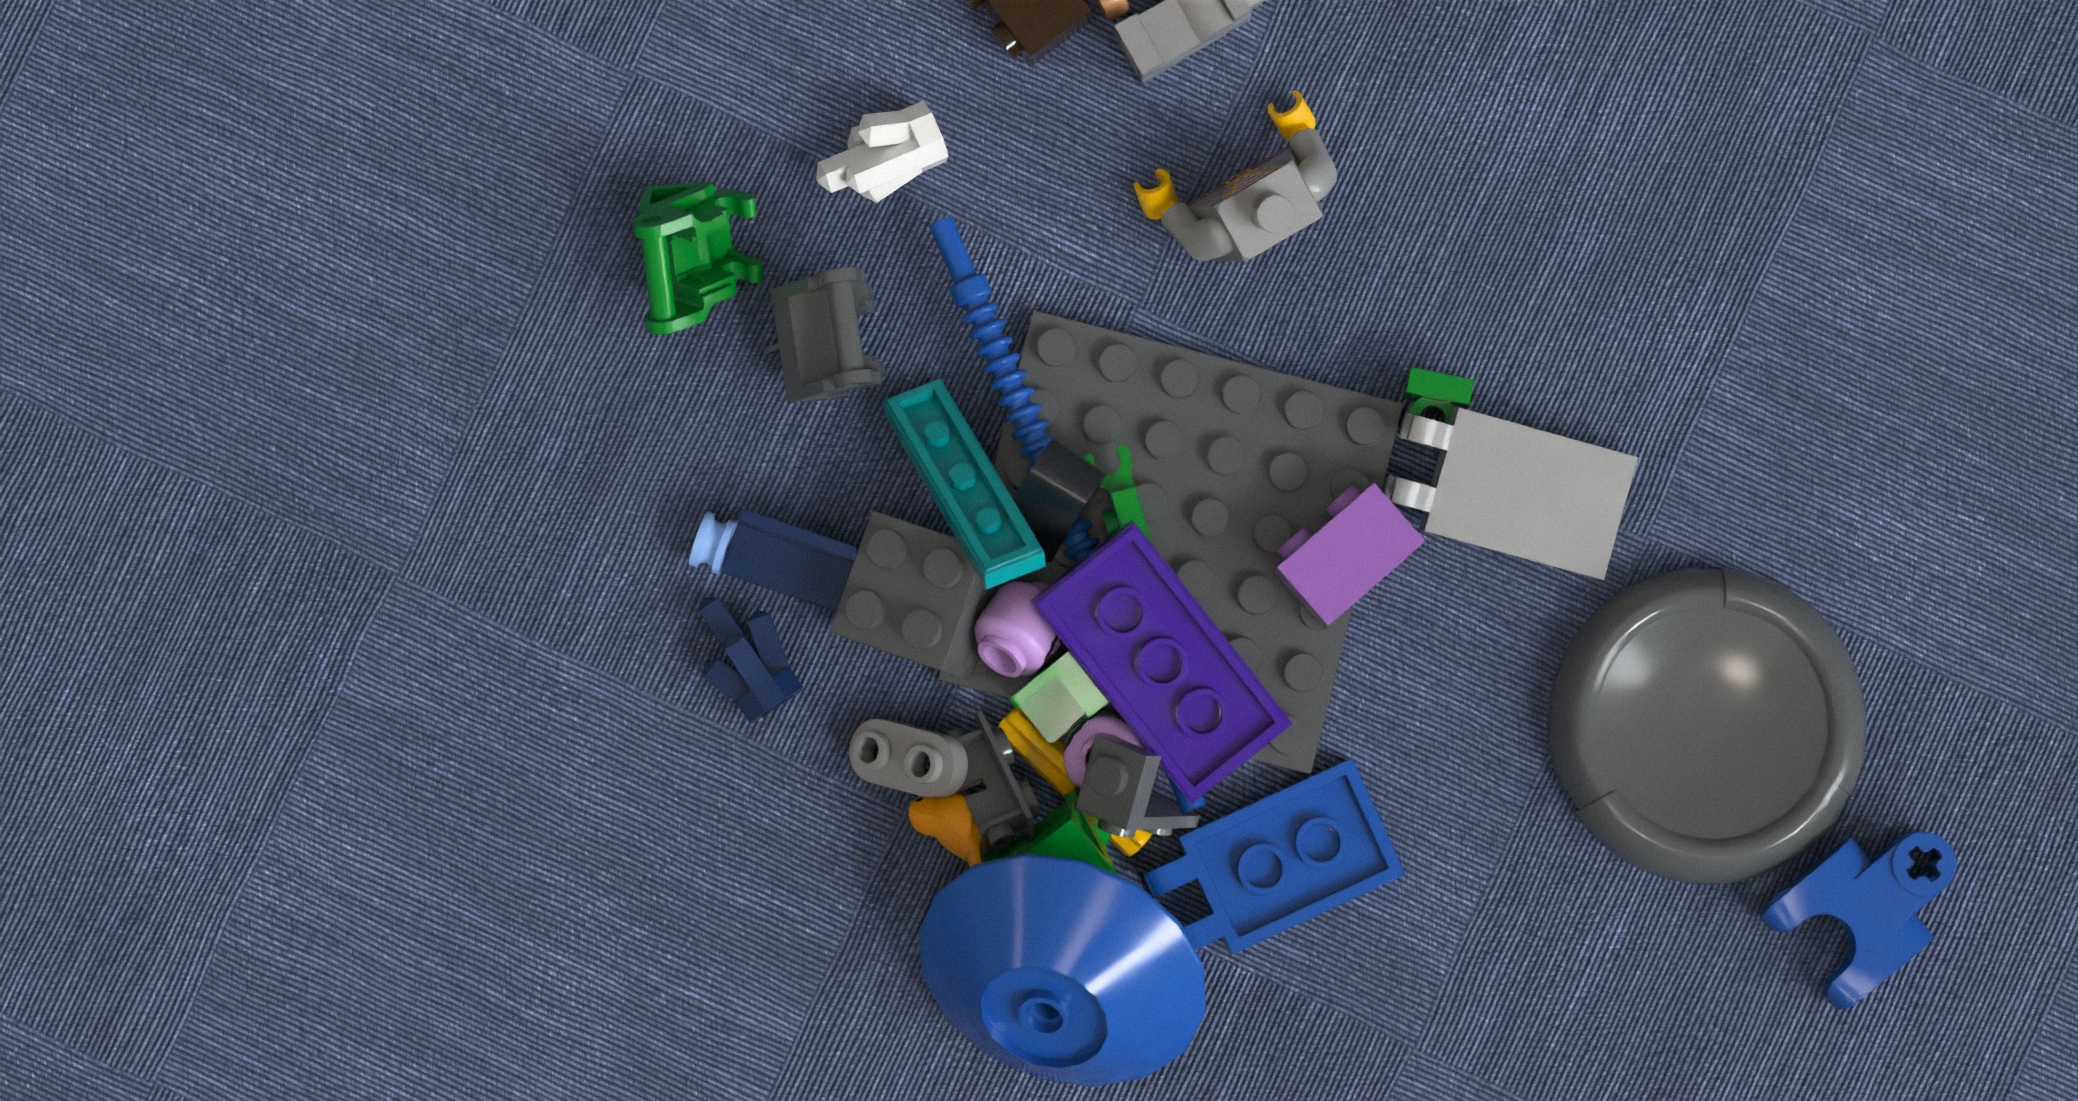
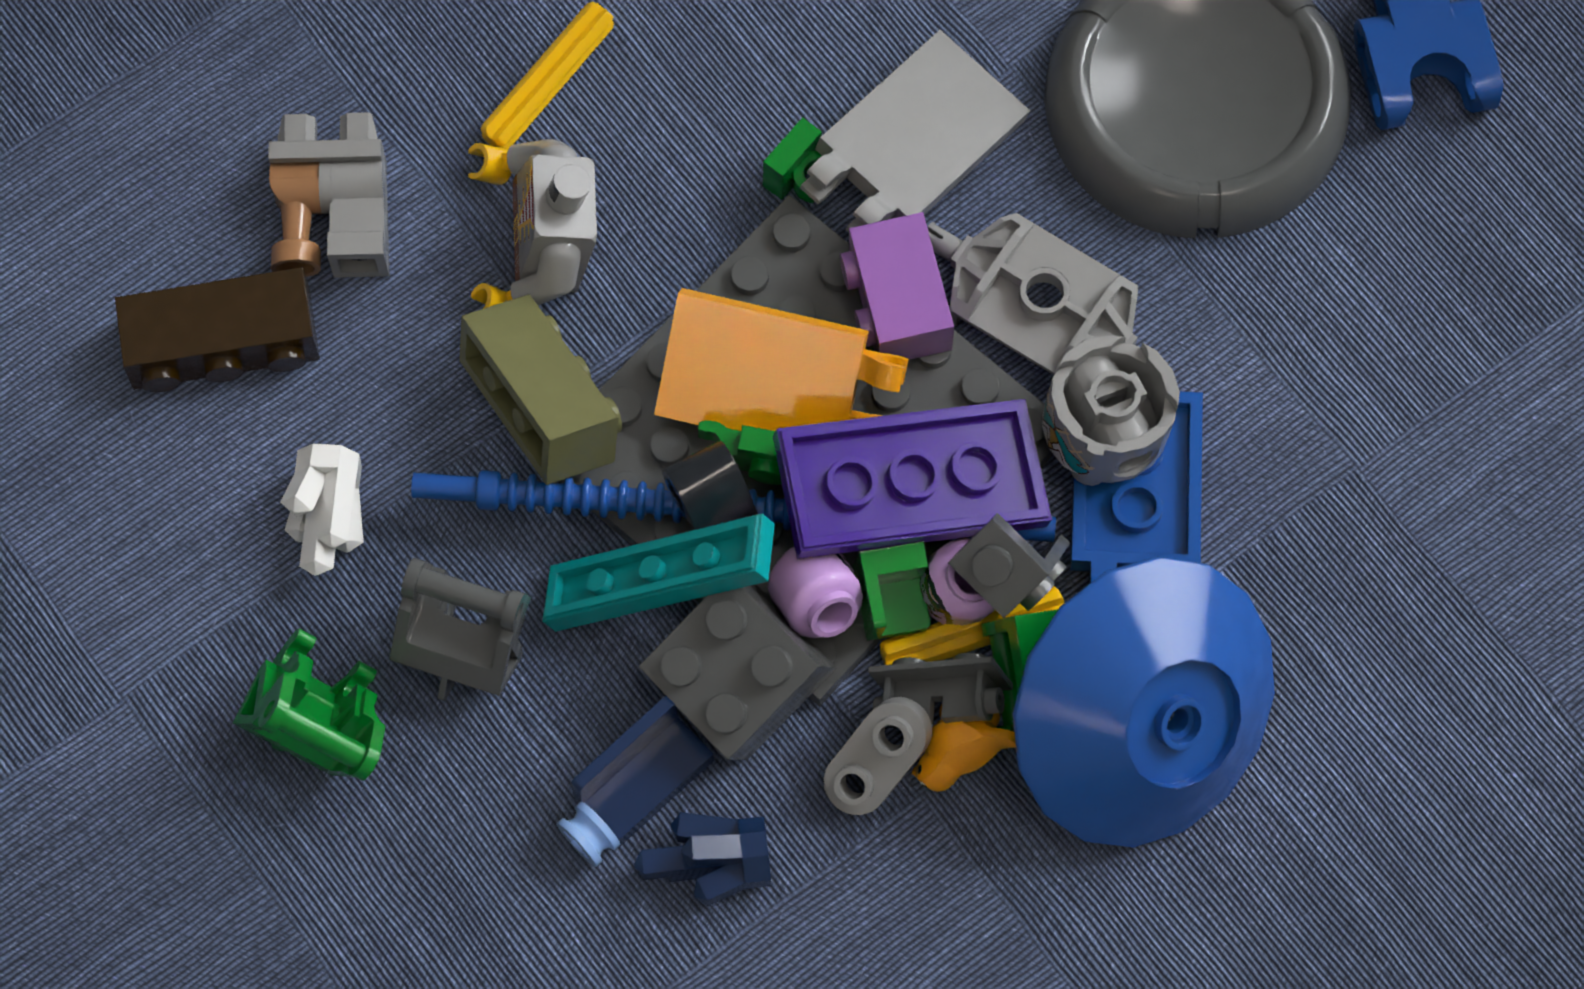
camera: 60 degrees left, 15 degrees down
(1086, 284) = (539, 389): none -> olive brick
(1203, 485) = (765, 366): none -> light orange tile
(1327, 803) = (1109, 409): none -> light grey brick
(1407, 121) = (547, 76): none -> yellow axle
(1410, 739) = (1009, 259): none -> light grey plate

